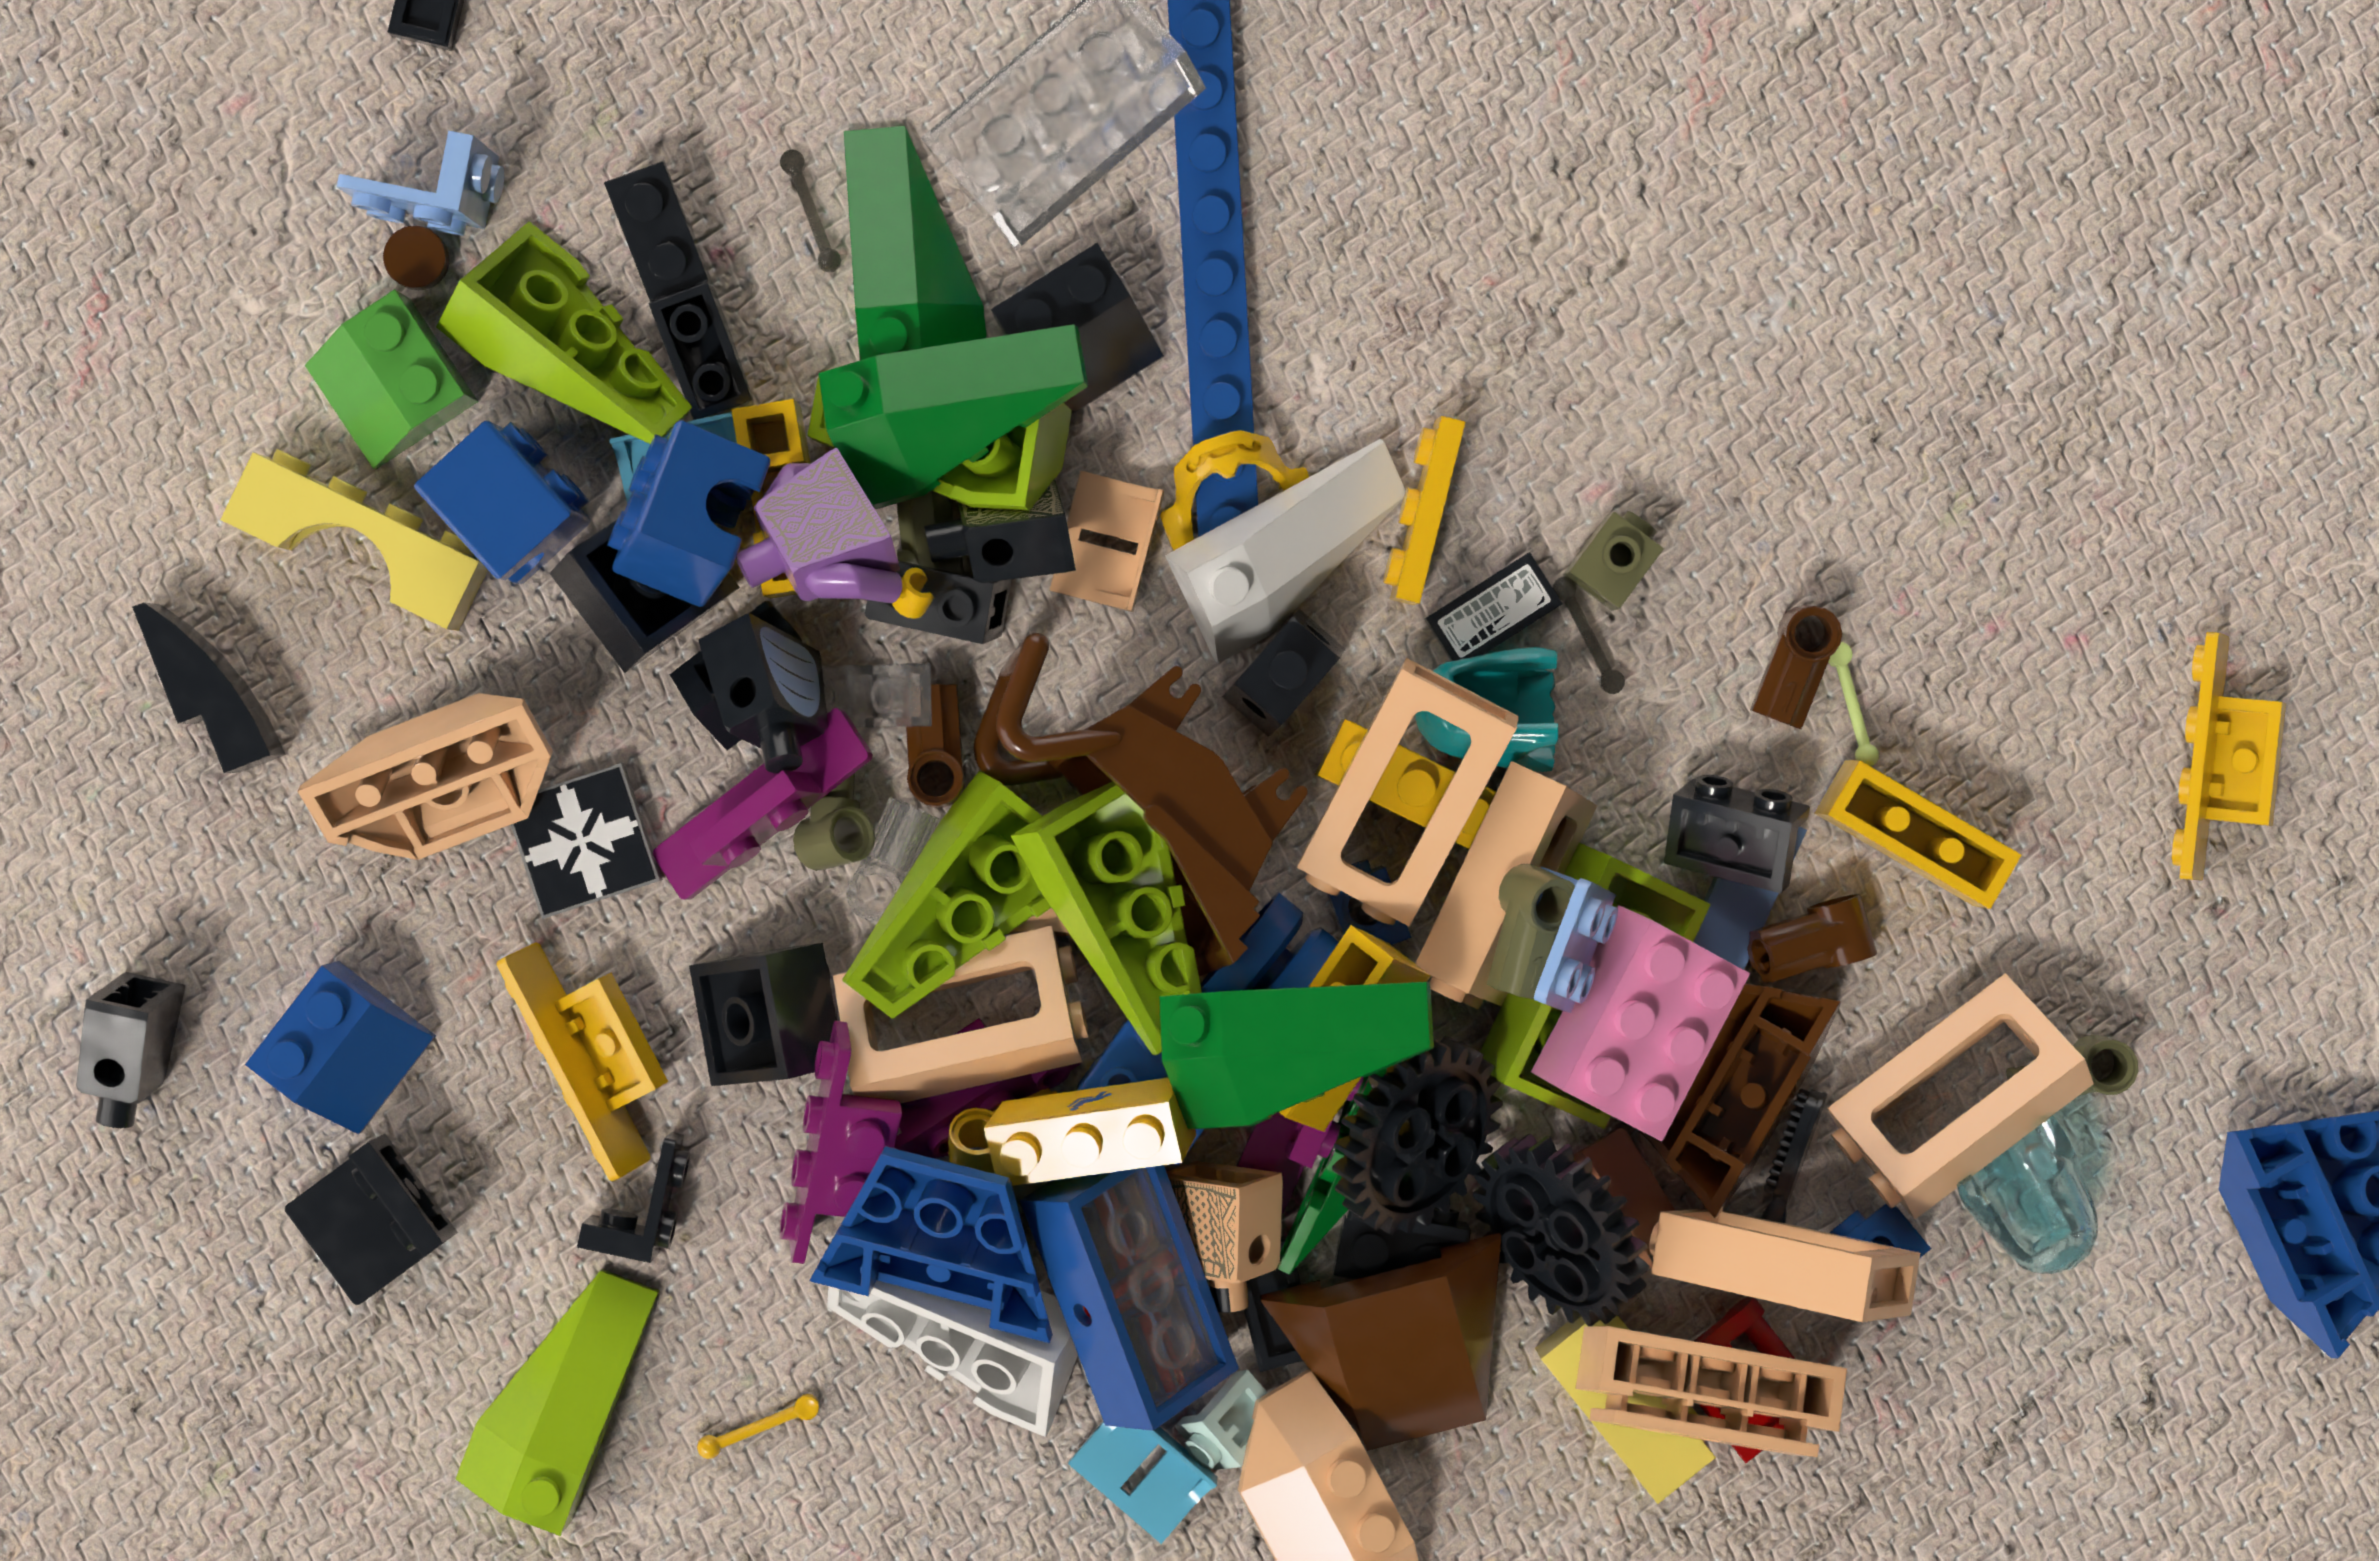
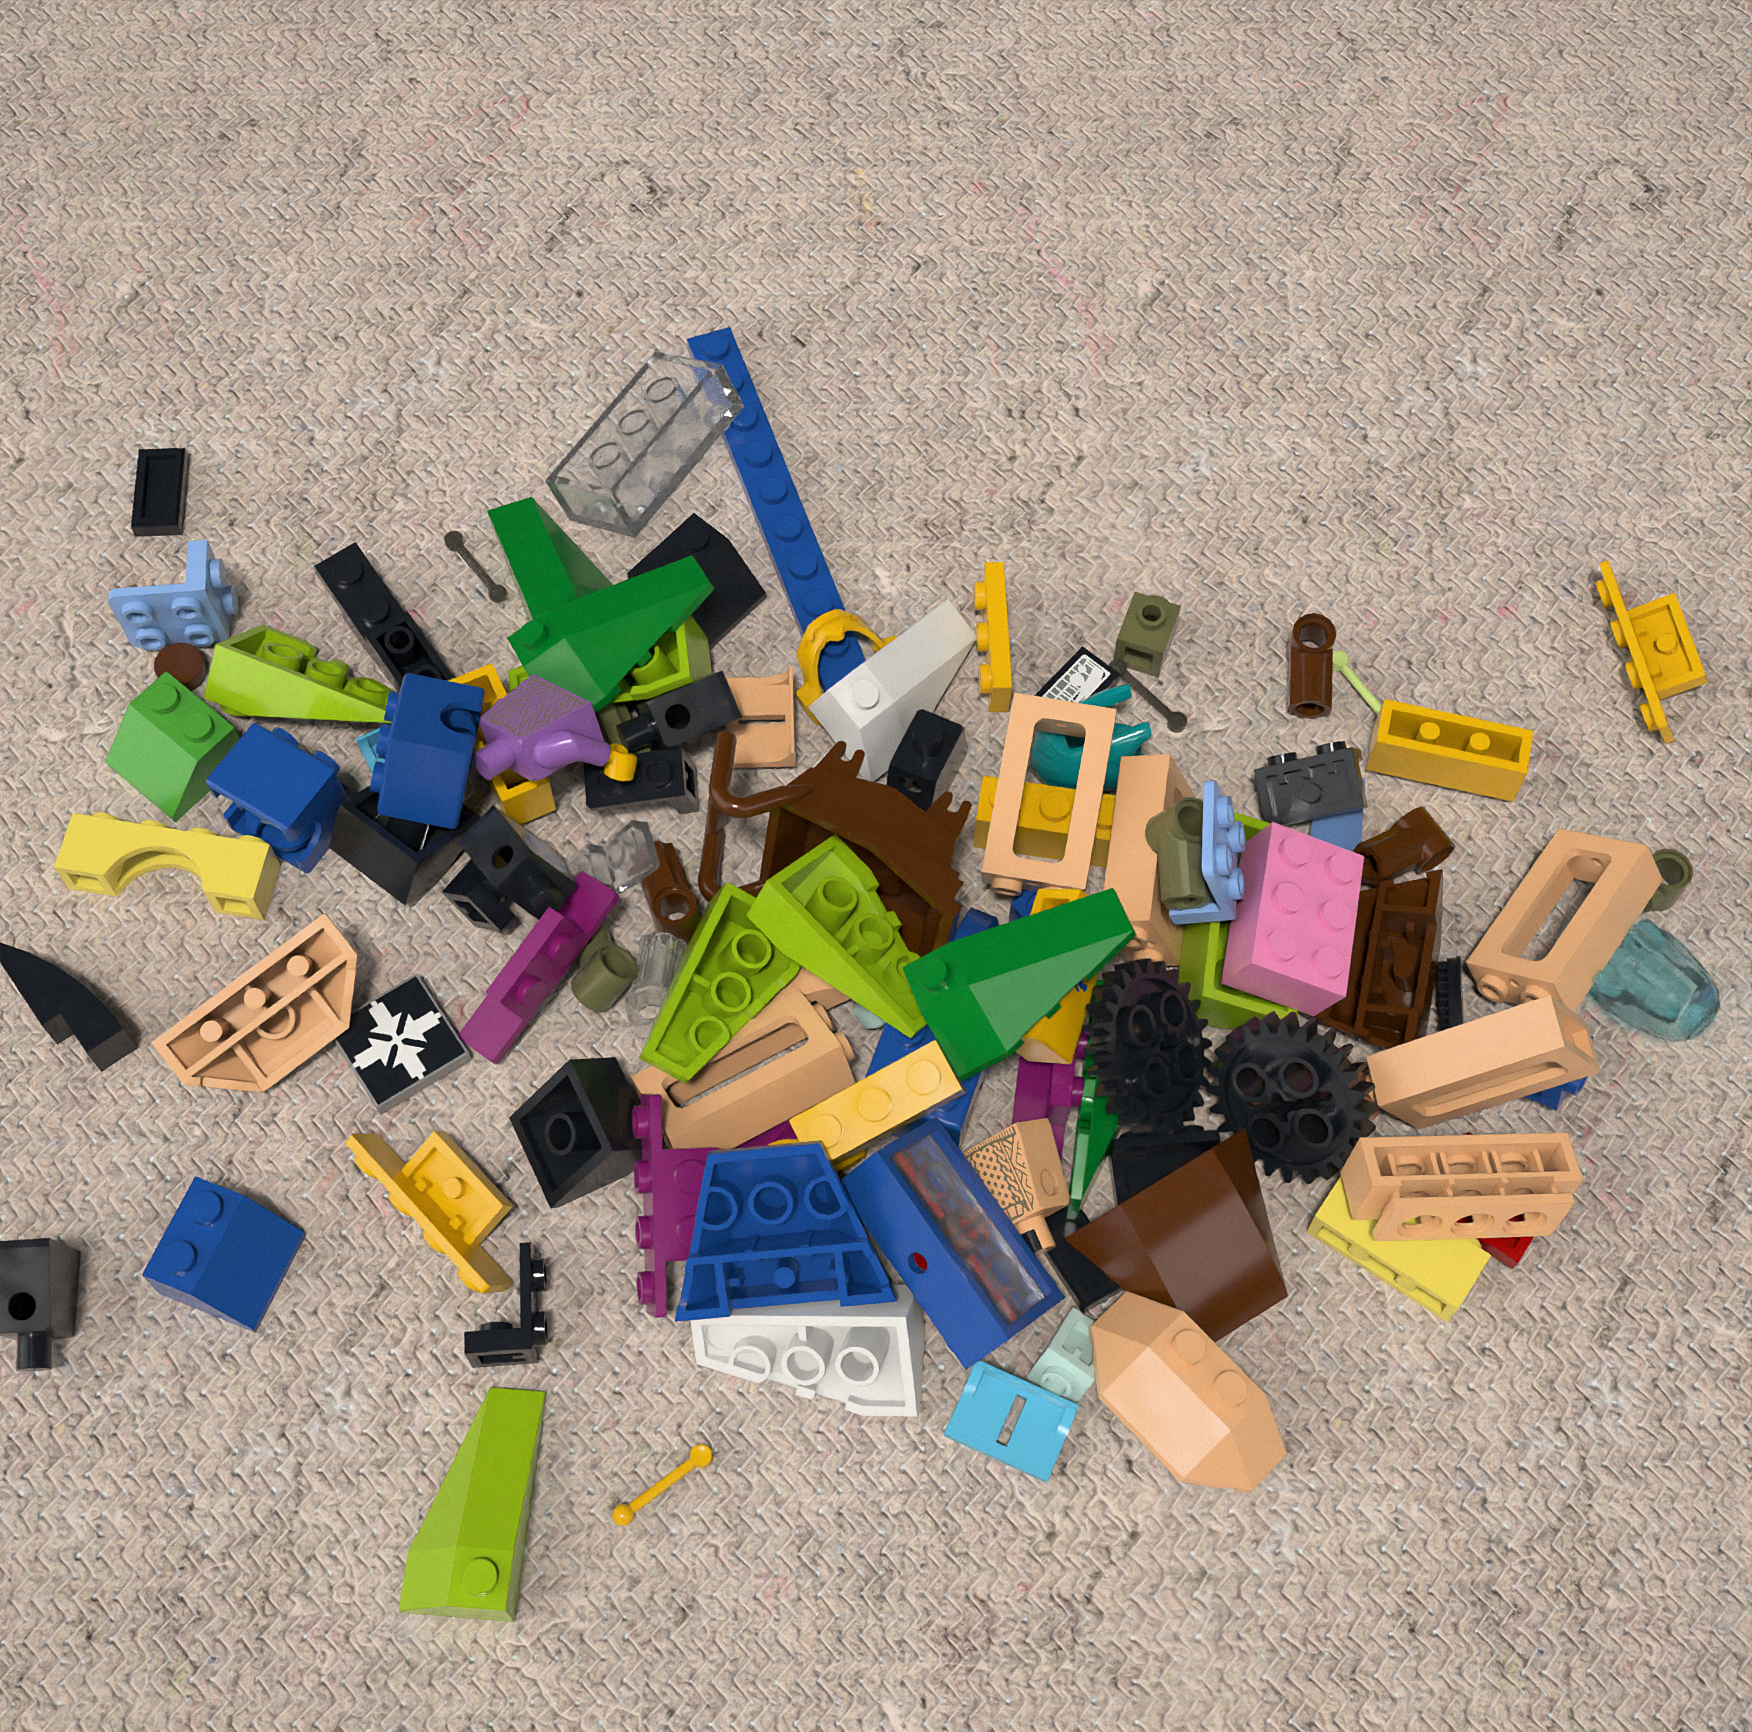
camera: 20 degrees left, 25 degrees down
(370, 1219) = (277, 1394): black bracket -> none

